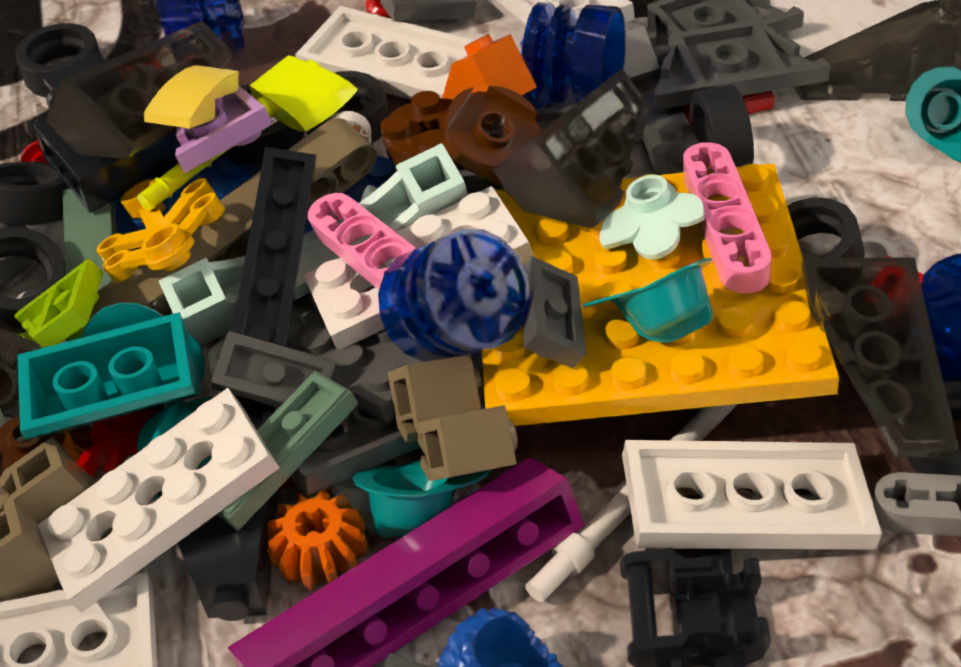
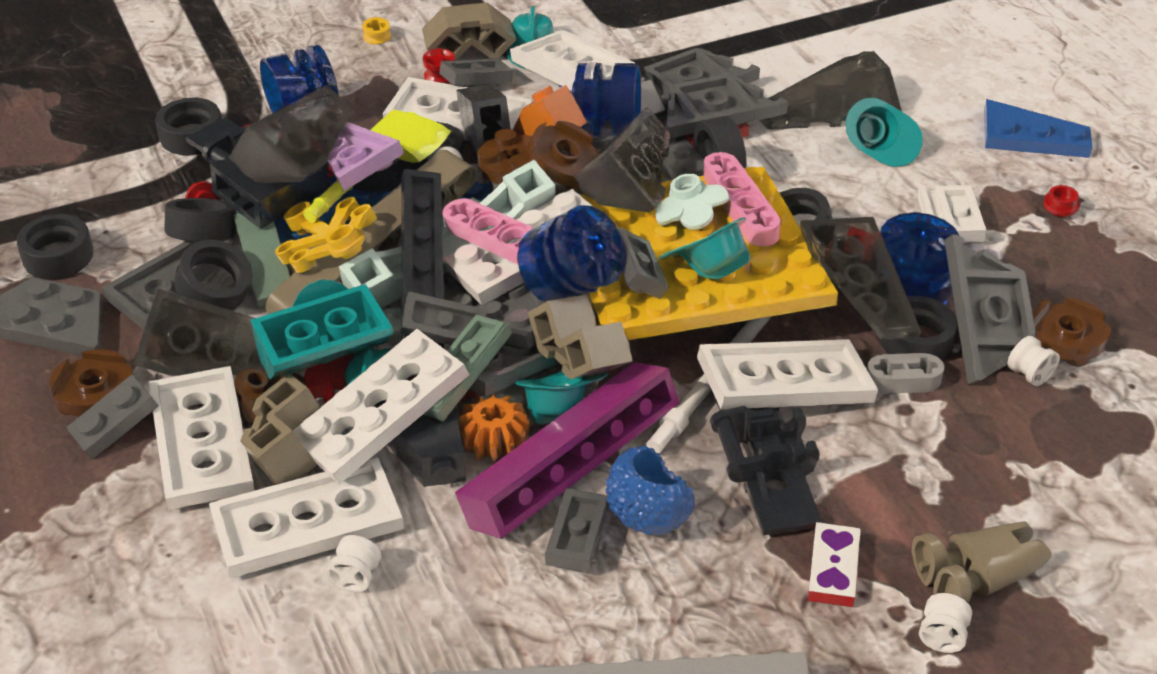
camera: 15 degrees left, 5 degrees down
(64, 307) = (266, 291): lime wing -> none
(190, 96) = (341, 136): light yellow slope -> none
(407, 63) = (482, 114): none -> black slope

